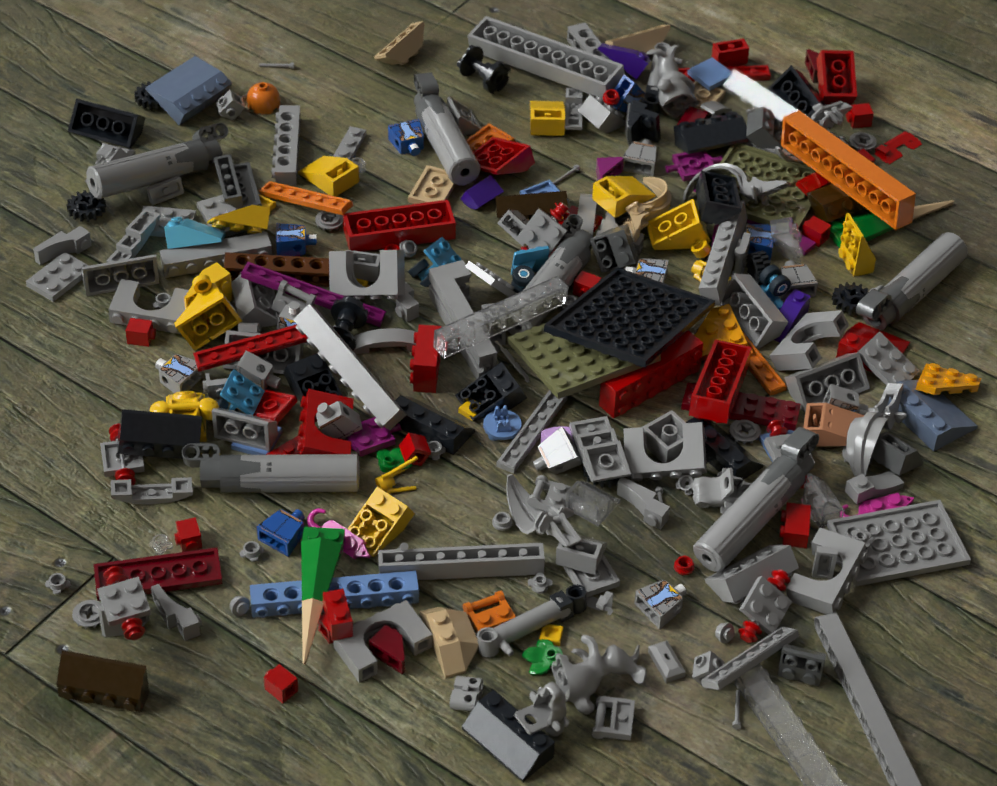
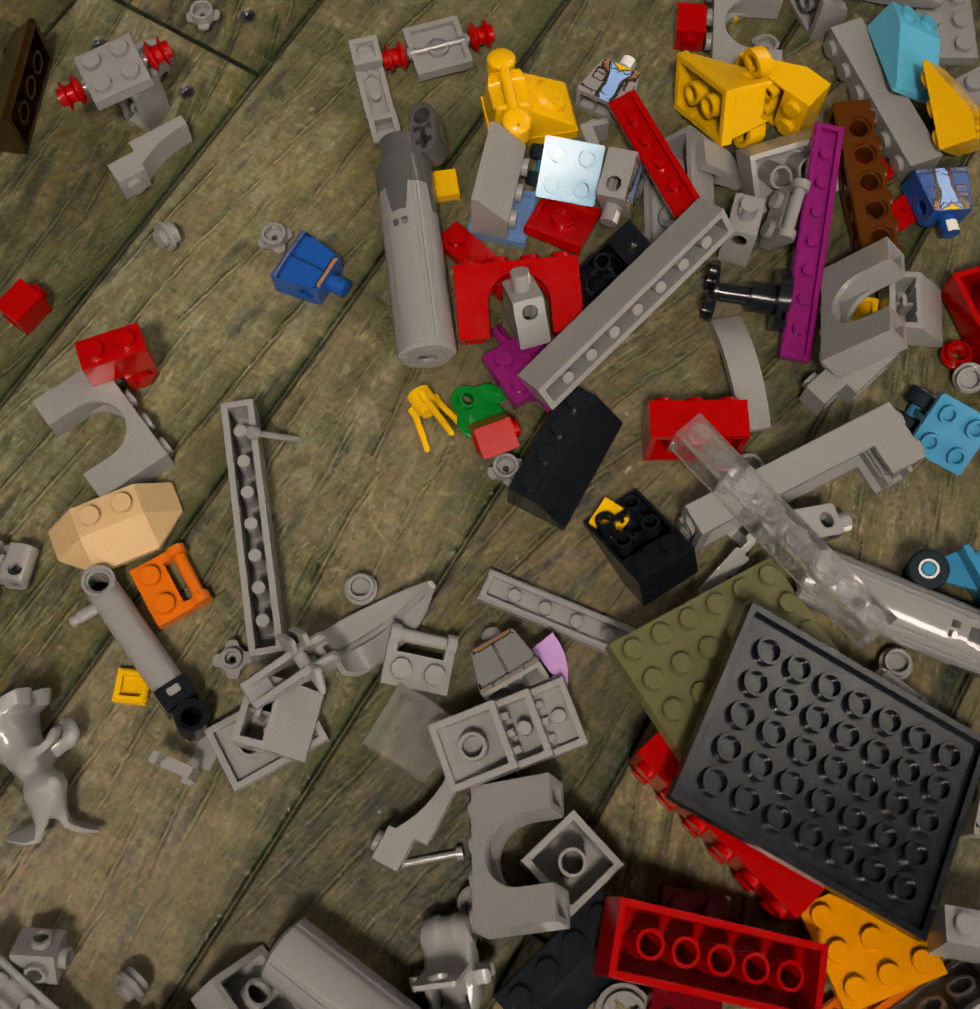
camera: 85 degrees right, 25 degrees up
(157, 433) = (460, 75): black slope -> none
(160, 544) = (277, 116): clear plate -> none
(170, 571) = (222, 128): dark red plate -> none
(188, 535) = (293, 151): red brick -> none
(319, 559) = (240, 321): green plate -> none
(353, 544) = (306, 350): dark pink plate -> none
(360, 592) = (180, 257): medium blue brick -> none
(380, 520) = (341, 402): yellow slope -> none
(388, 648) = (86, 445): dark red slope -> none
(491, 278) = (900, 514): light grey plate -> none
(502, 424) = (594, 568): medium blue plate -> none
(541, 656) = (82, 670): green plate -> none
(584, 282) = (946, 689): red brick -> none
(660, 601) = (194, 866): light grey torso -> none
(669, 669) = (94, 873): light grey piece -> none
(684, 565) = (273, 905): red plate -> none

